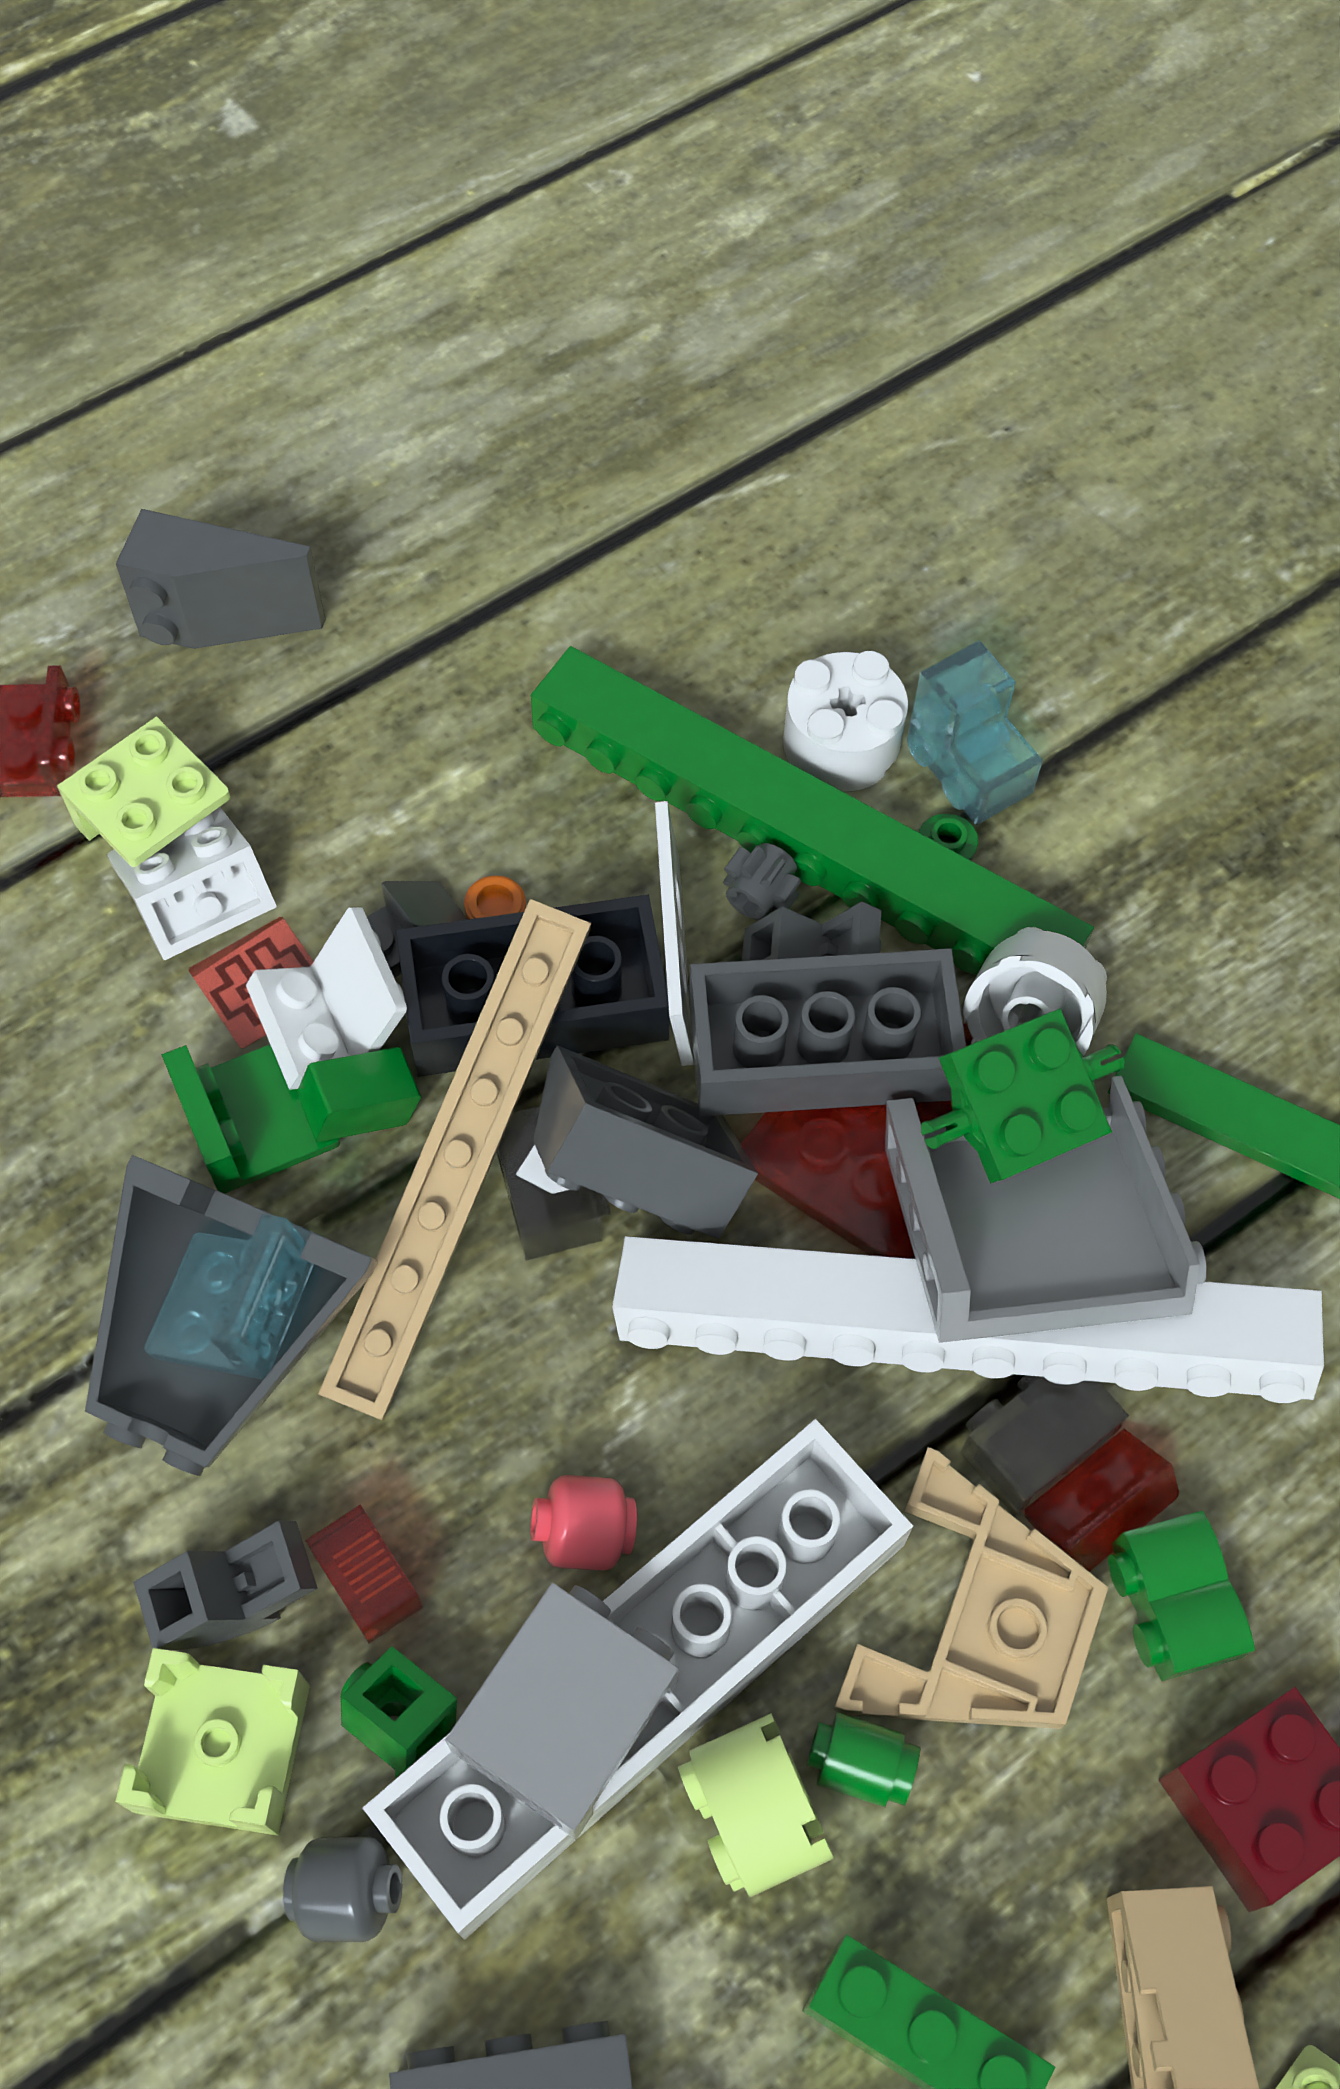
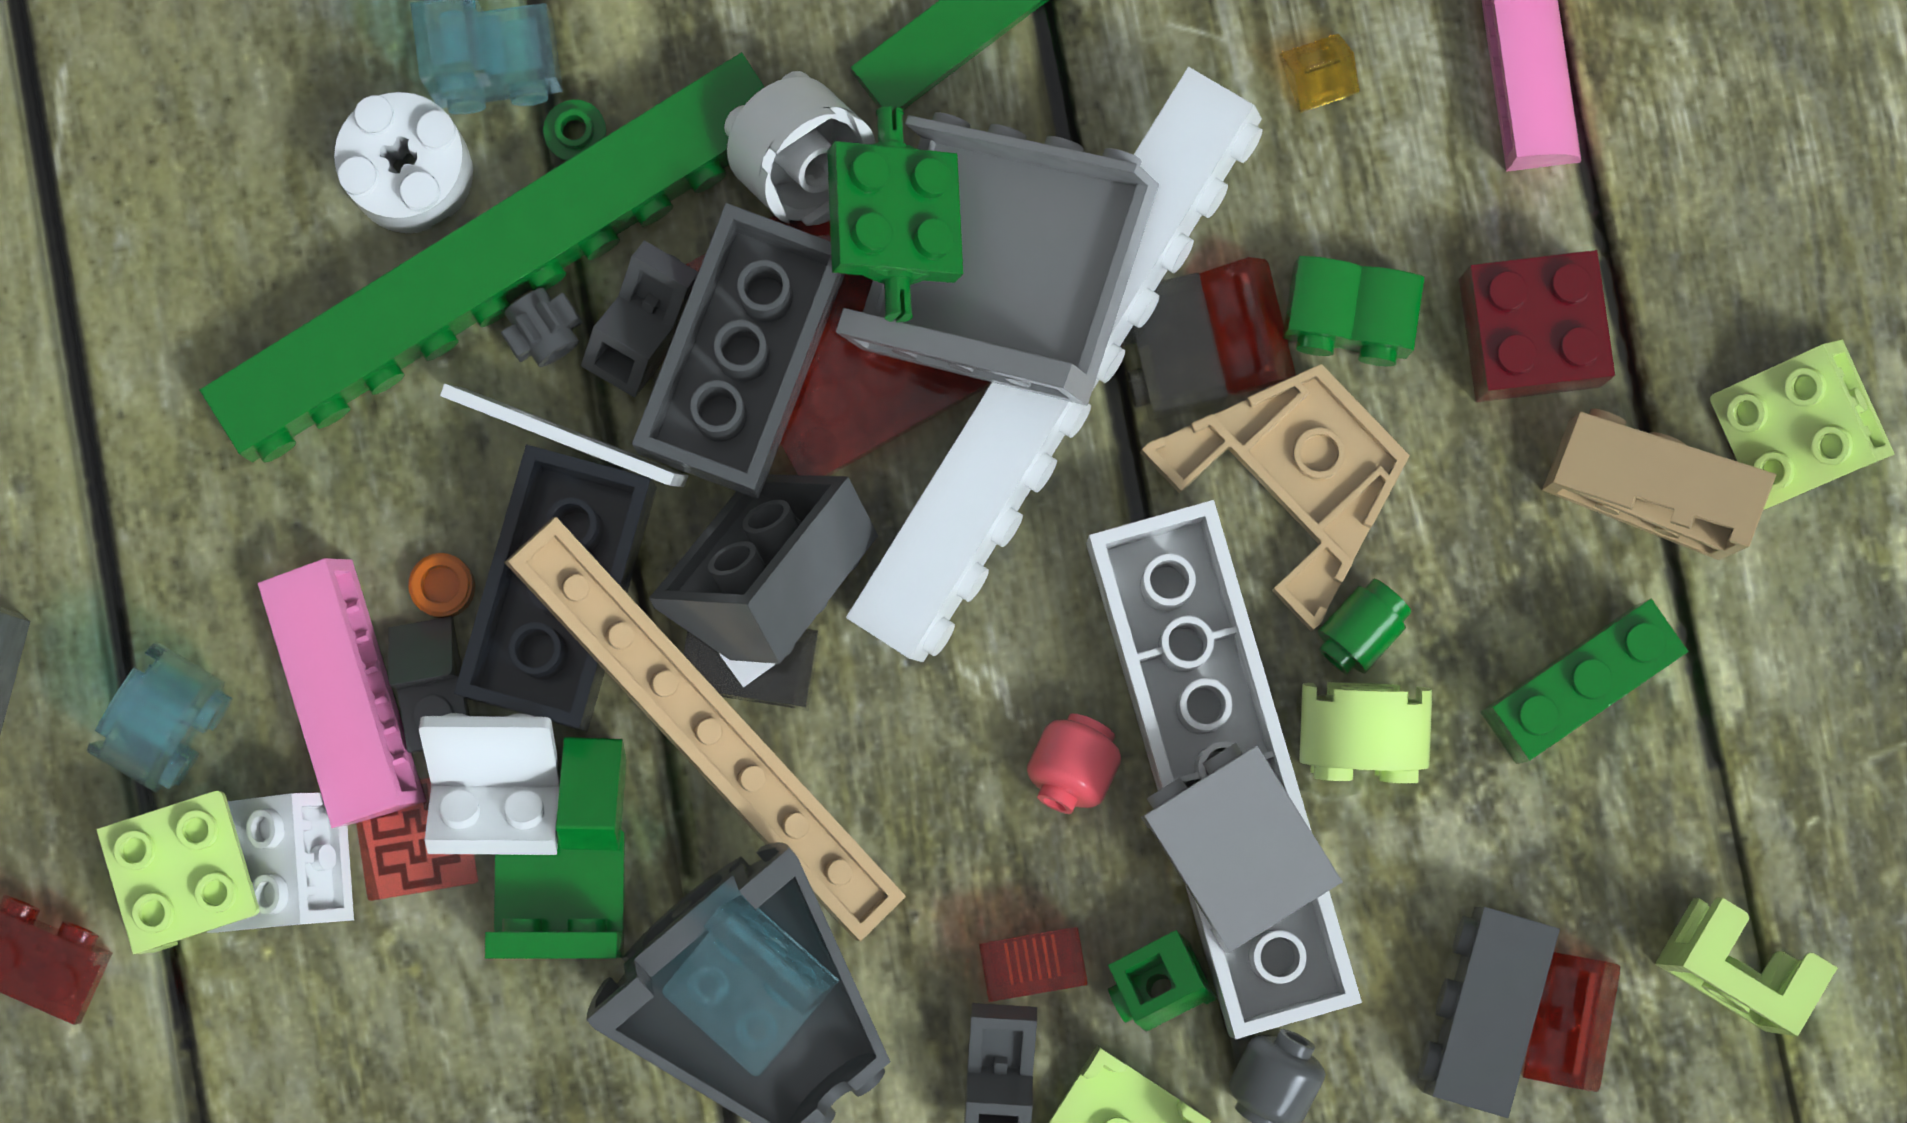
camera: 65 degrees left, 20 degrees up
(274, 729) = (158, 719): none -> clear light blue brick
(392, 837) = (341, 691): none -> bright pink brick

